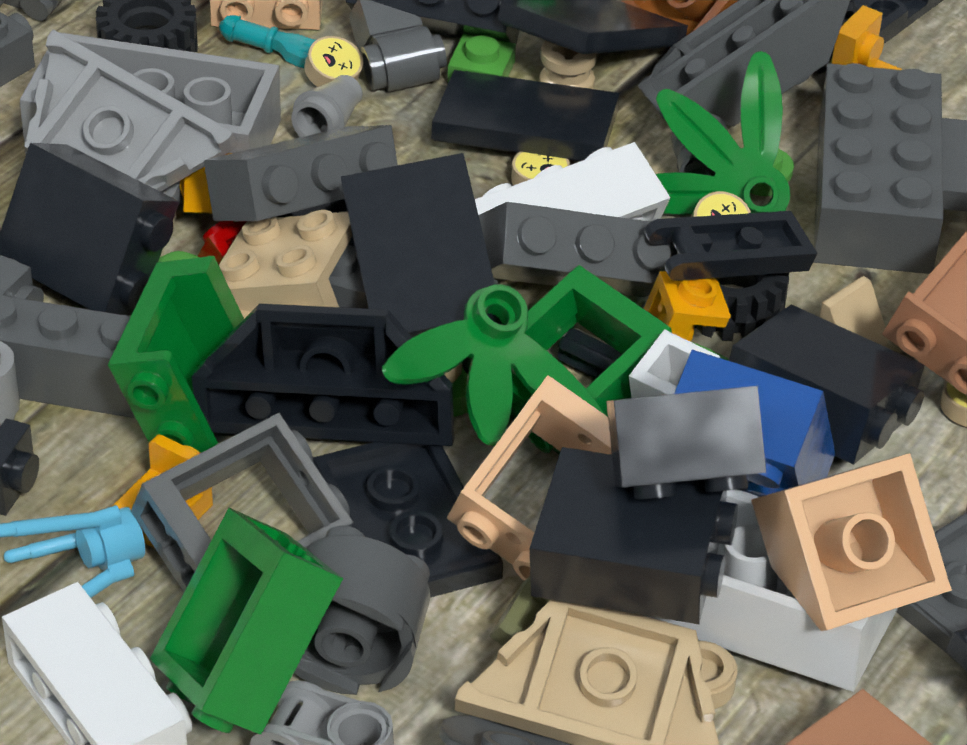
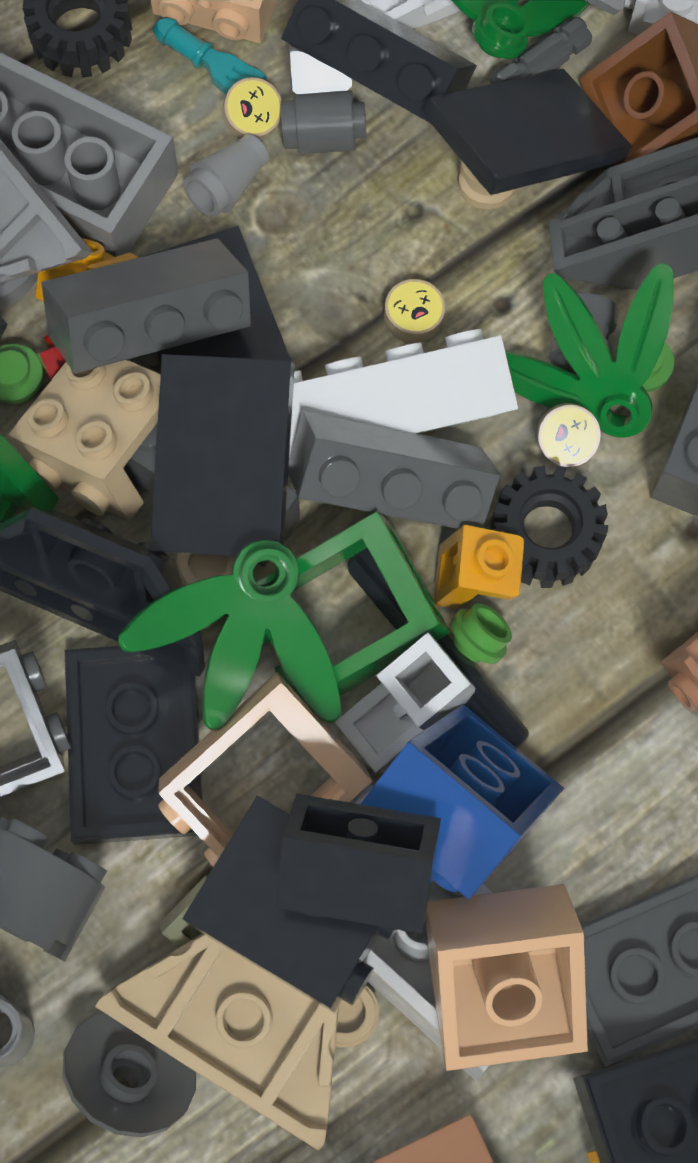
camera: 15 degrees right, 30 degrees up
(483, 56) = (403, 141): bright green plate -> none
(524, 116) = (423, 232): black tile -> none
(733, 245) = (549, 514): black hinge -> none
(856, 310) = (649, 613): tan slope -> none
(863, 383) = (584, 699): black brick -> none

